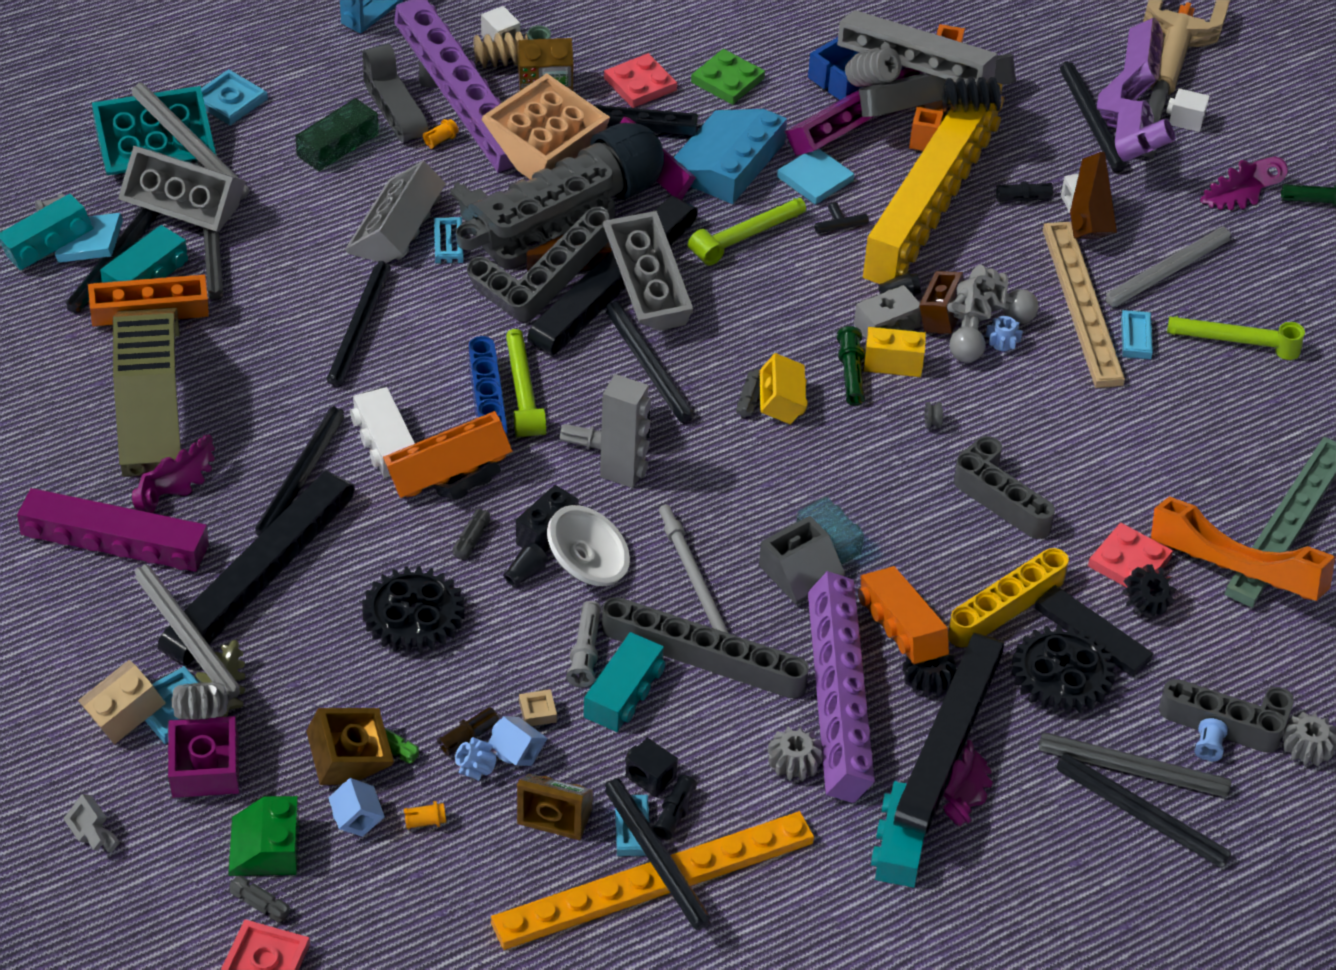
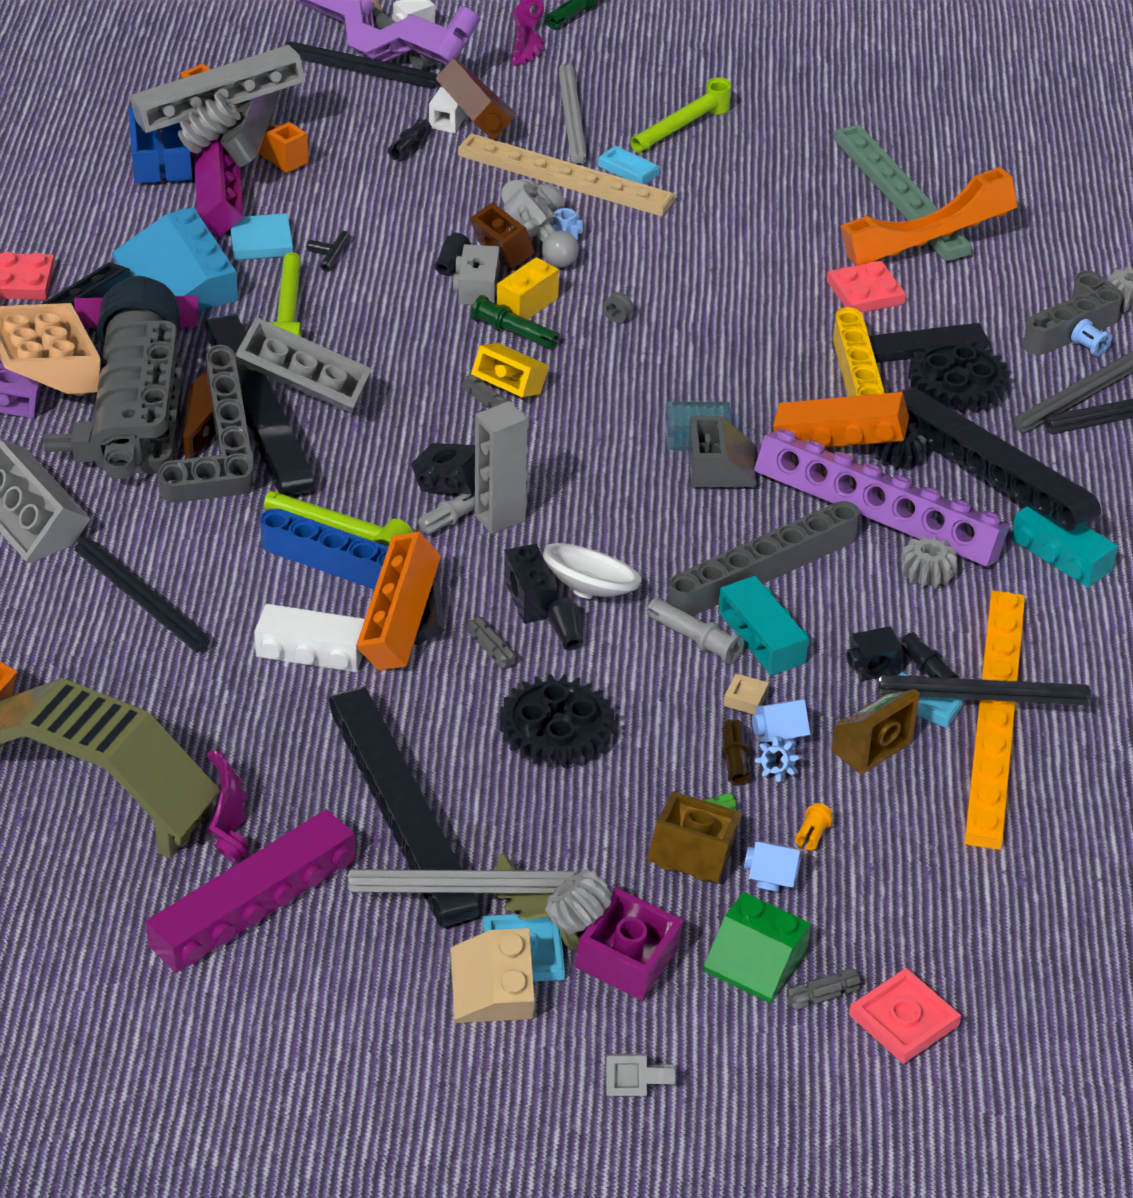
camera: 55 degrees left, 5 degrees down
(301, 468) = (300, 723): black axle -> none
(448, 254) = (88, 490): medium azure tile -> none
(649, 362) = (375, 434): black axle -> none
(675, 533) = (608, 515): light grey bar -> none
(727, 76) = (77, 225): bright green plate -> none
(928, 191) = (363, 175): yellow brick -> none
(971, 93) = (313, 85): black piece -> none
(1004, 495) = (737, 314): dark grey beam -> none
(1149, 591) = (920, 289): black gear -> none

